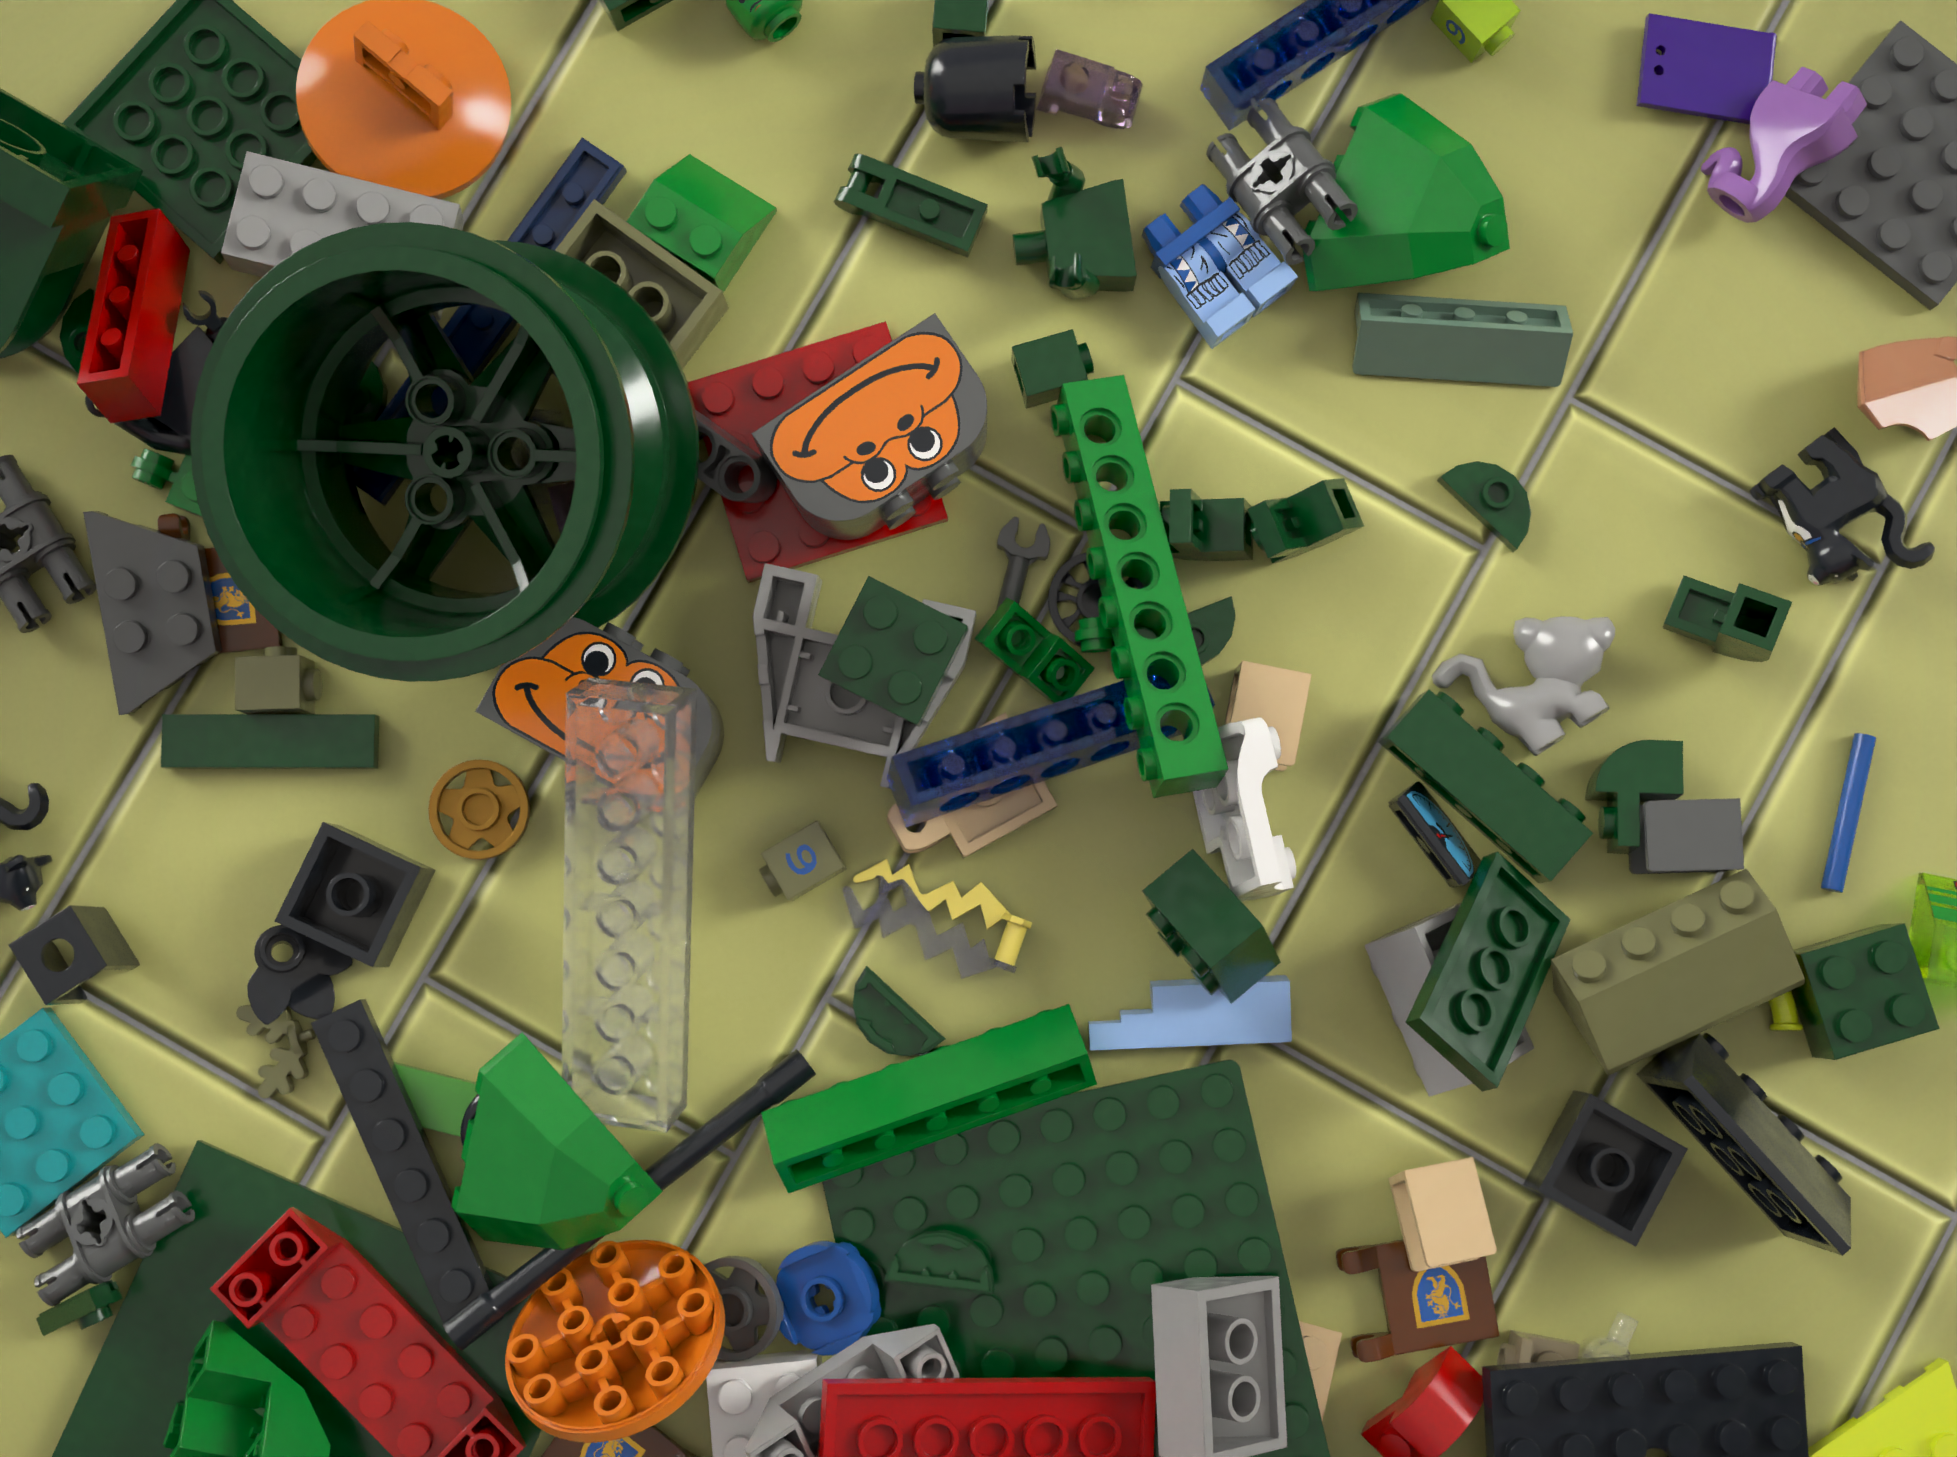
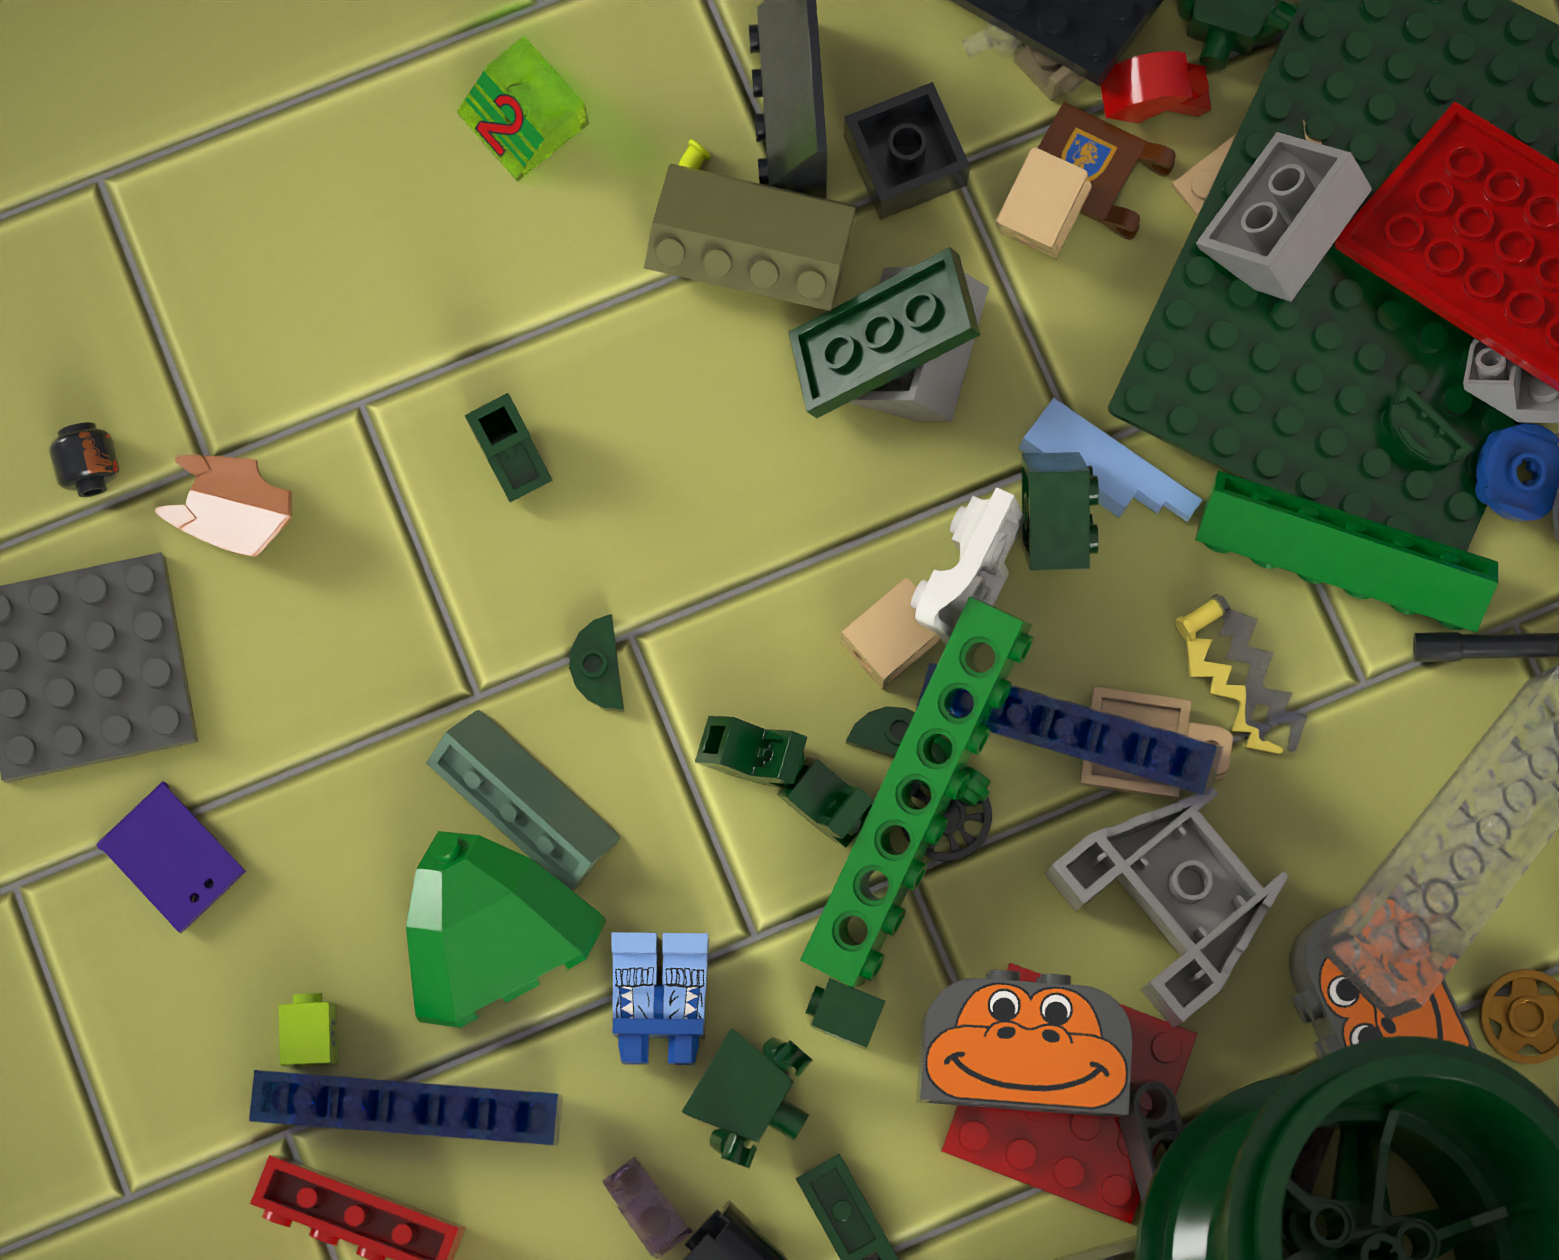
camera: 140 degrees left, 5 degrees down
(801, 862) = (1313, 789): olive brick -> none
(889, 1019) = (1331, 629): dark green plate -> none
(894, 651) = (1140, 874): dark green brick -> none
(1019, 558) = (983, 887): dark grey bar -> none
(1034, 652) = (1023, 811): green slope -> none
(1281, 181) = (581, 1030): dark grey pin -> none
(1435, 834) = (833, 460): black slope -> none
(1486, 786) = (774, 466): dark green brick -> none
(1561, 658) = (647, 510): light grey animal -> none
(1630, 776) = (667, 395): dark green brick -> none
(1689, 837) = (664, 323): dark grey piece -> none
(1787, 135) = (168, 751): medium lavender hips -> none
(1843, 496) = (360, 469): black animal -> none
(1848, 812) = (532, 256): blue bar -> none
(1862, 992) = (632, 133): dark green brick -> none

